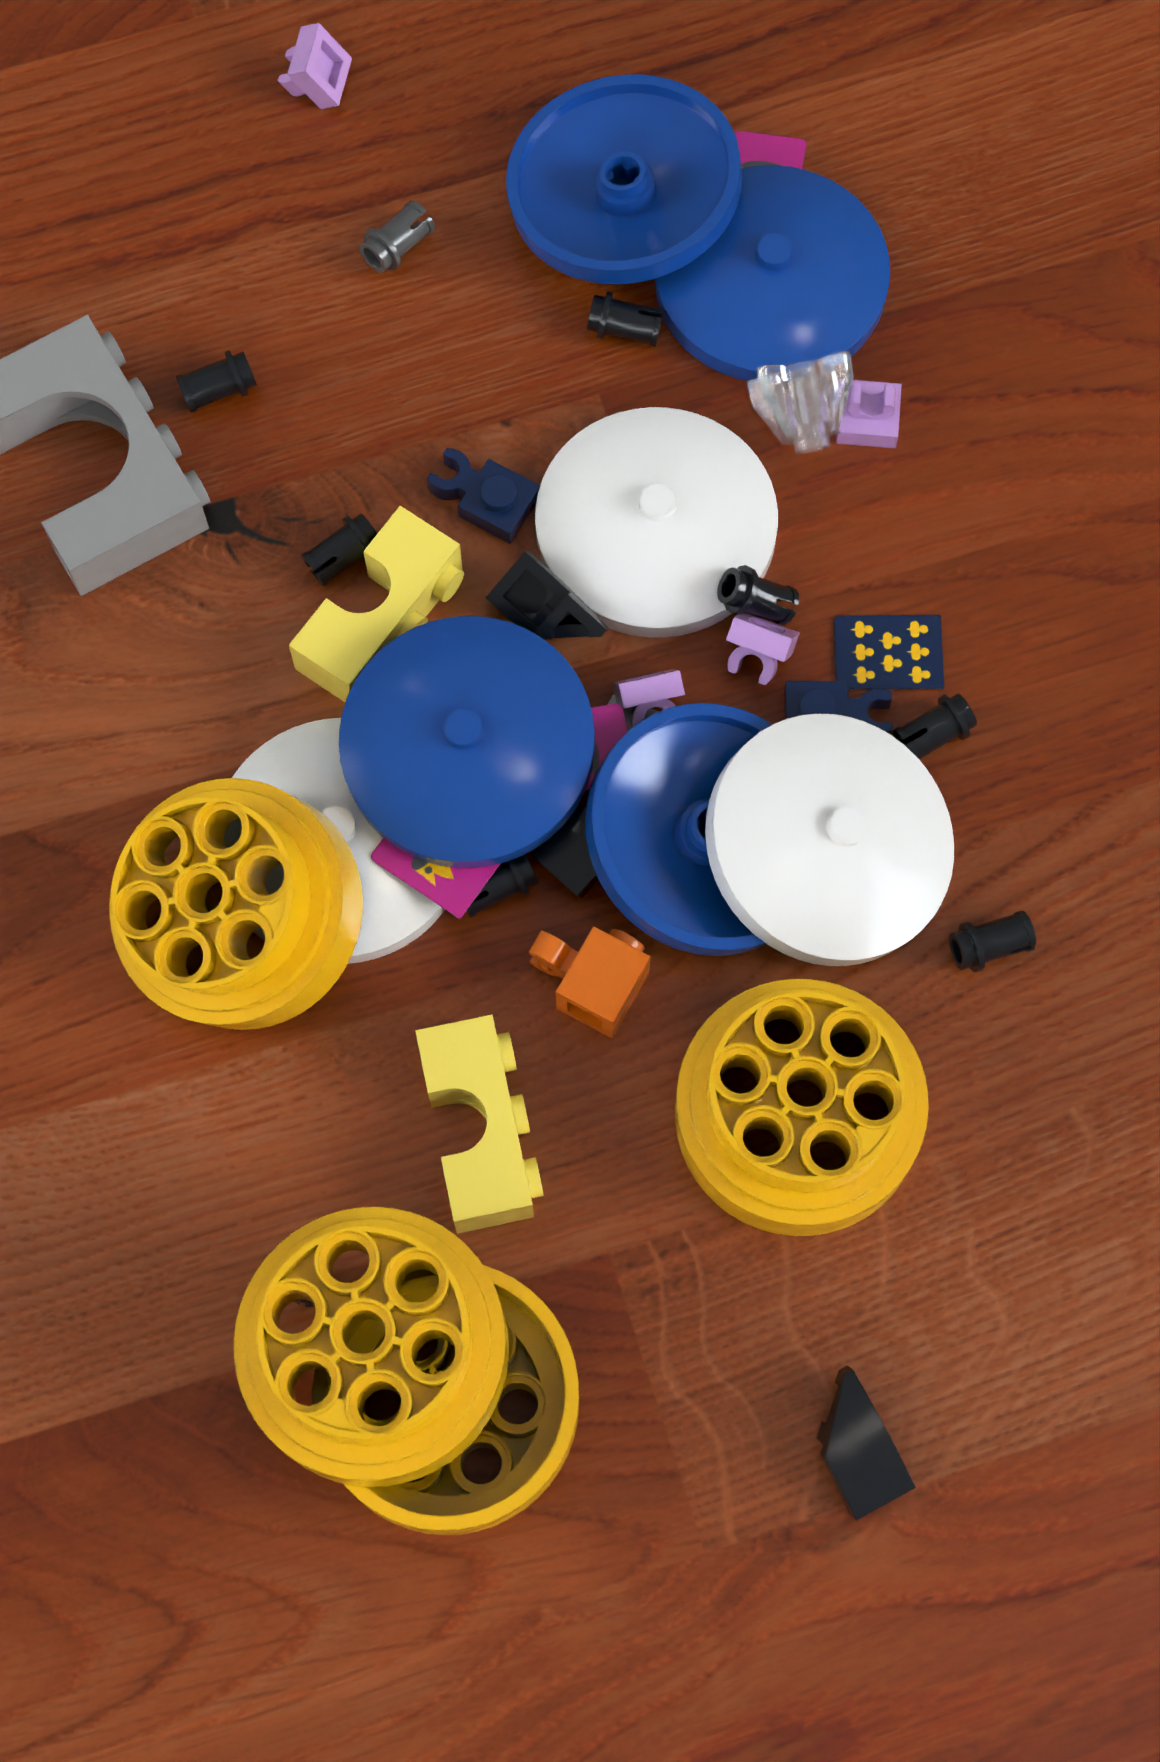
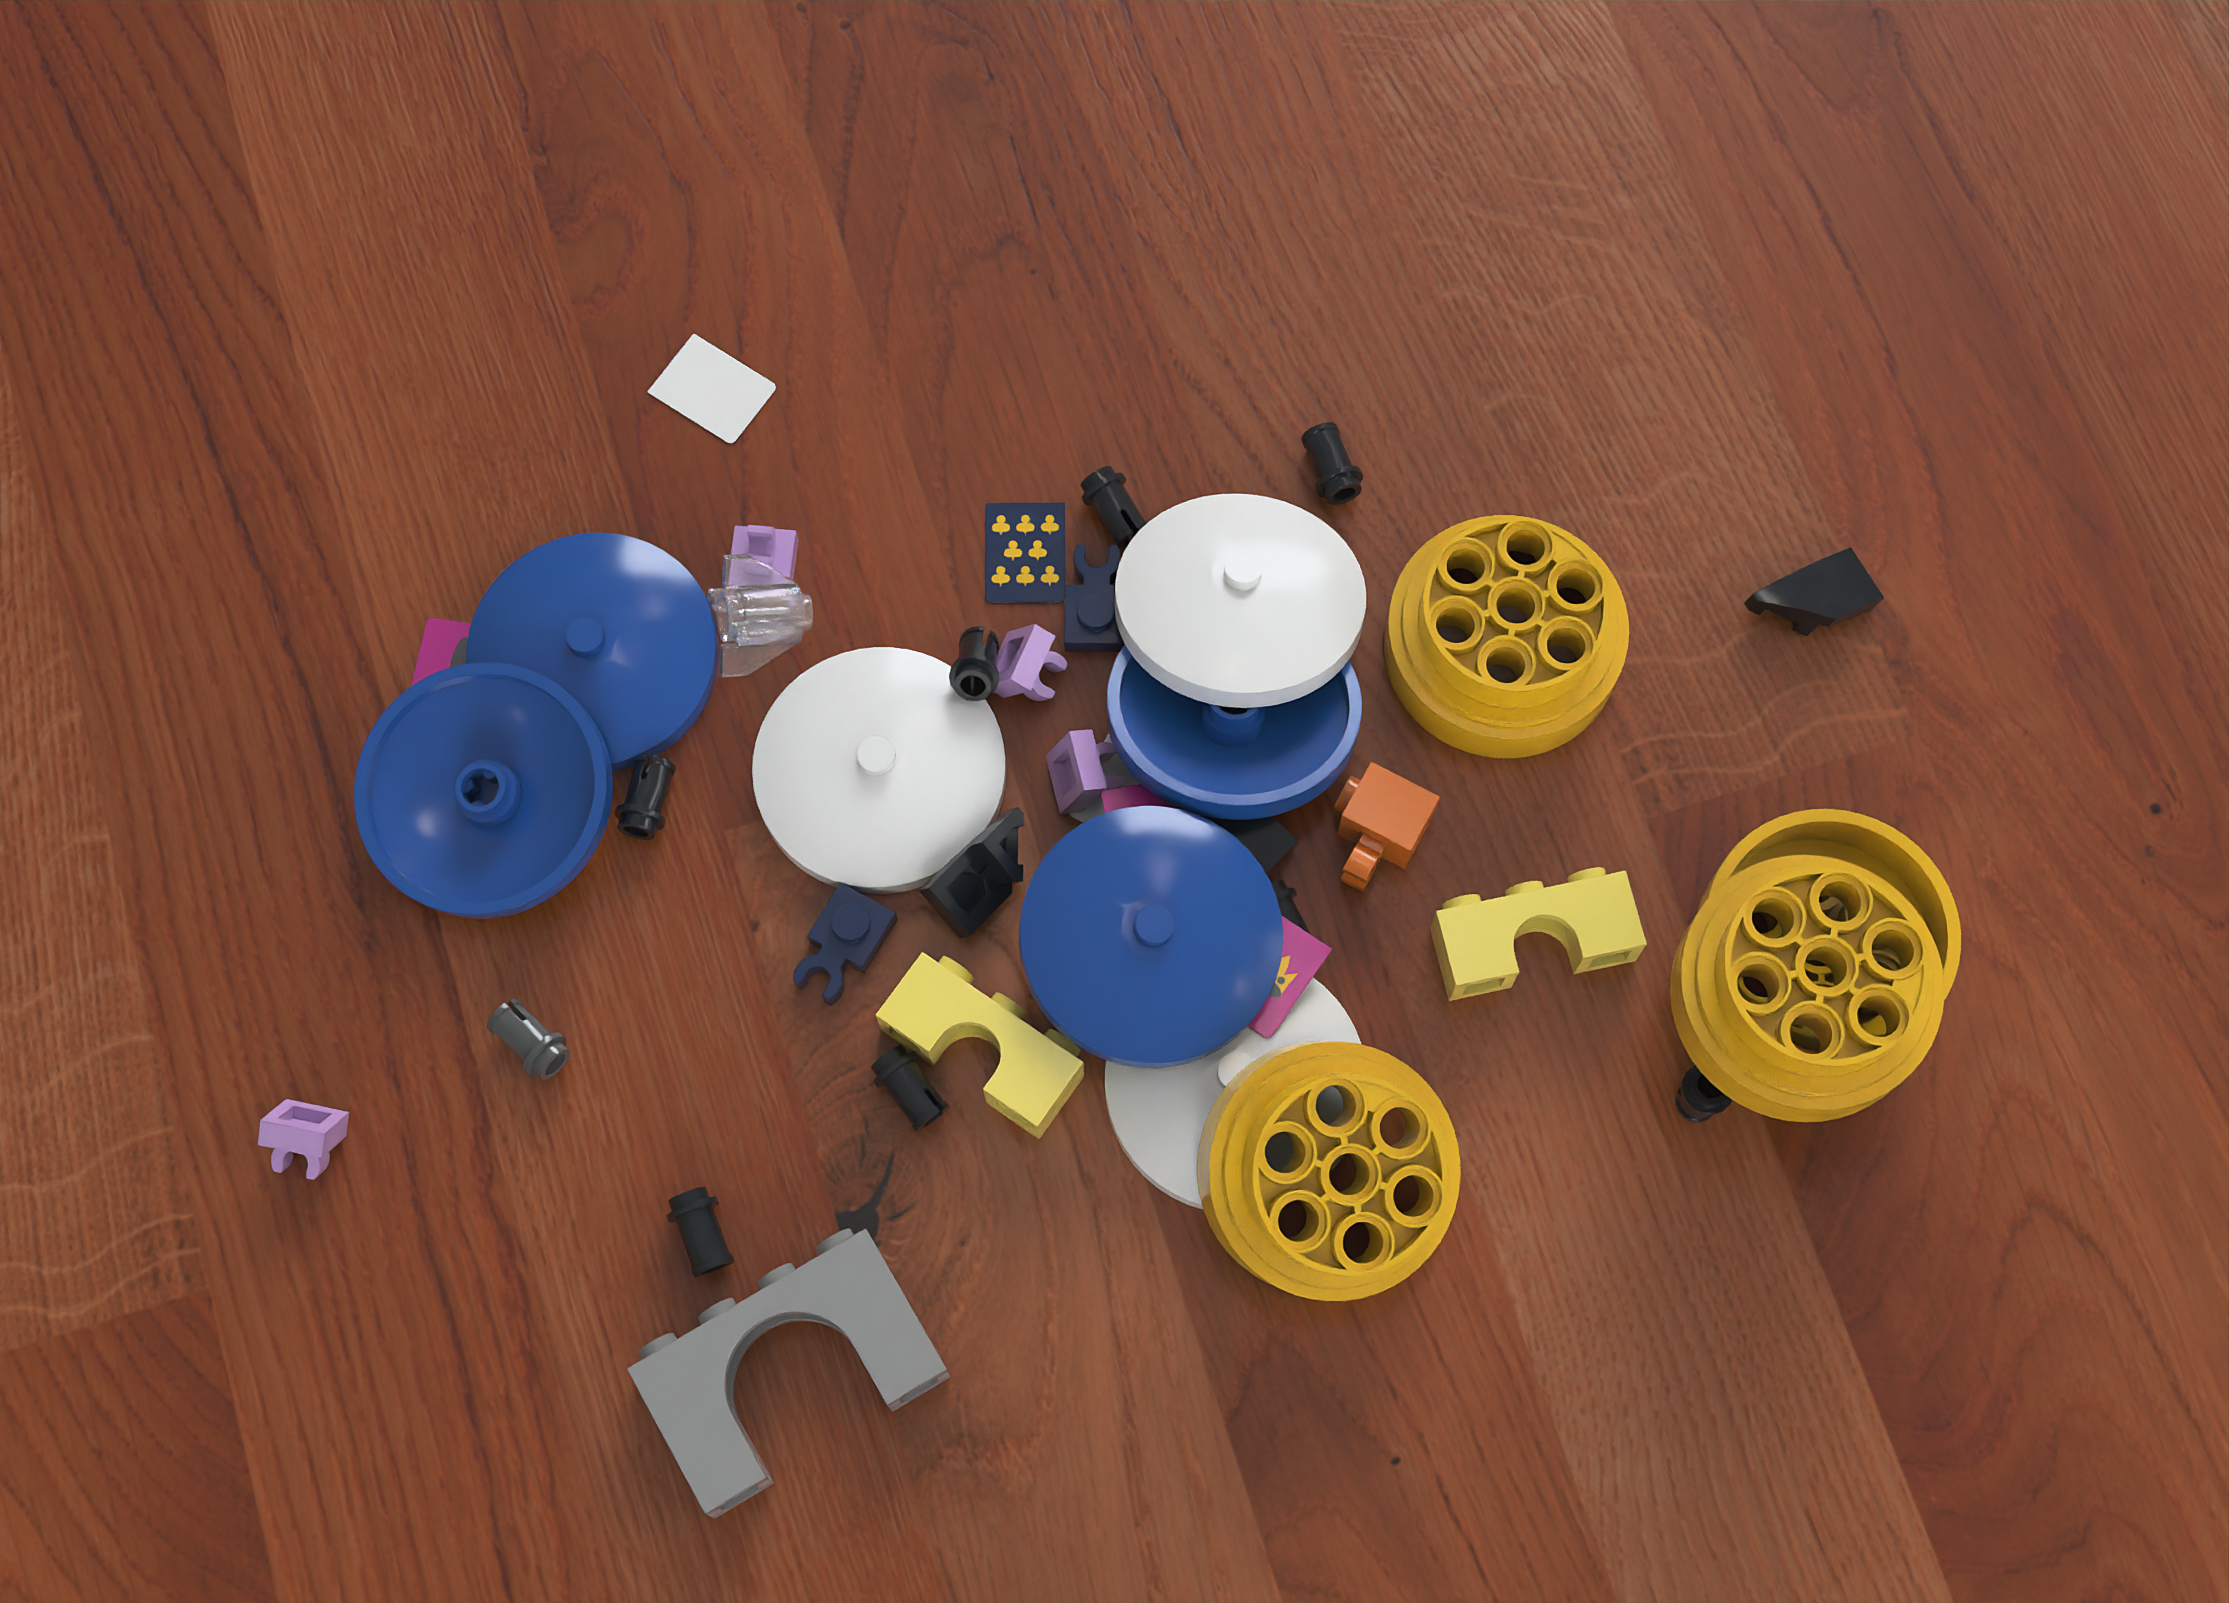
camera: 90 degrees left, 0 degrees up
(1053, 367) = (712, 389): none -> white sticker

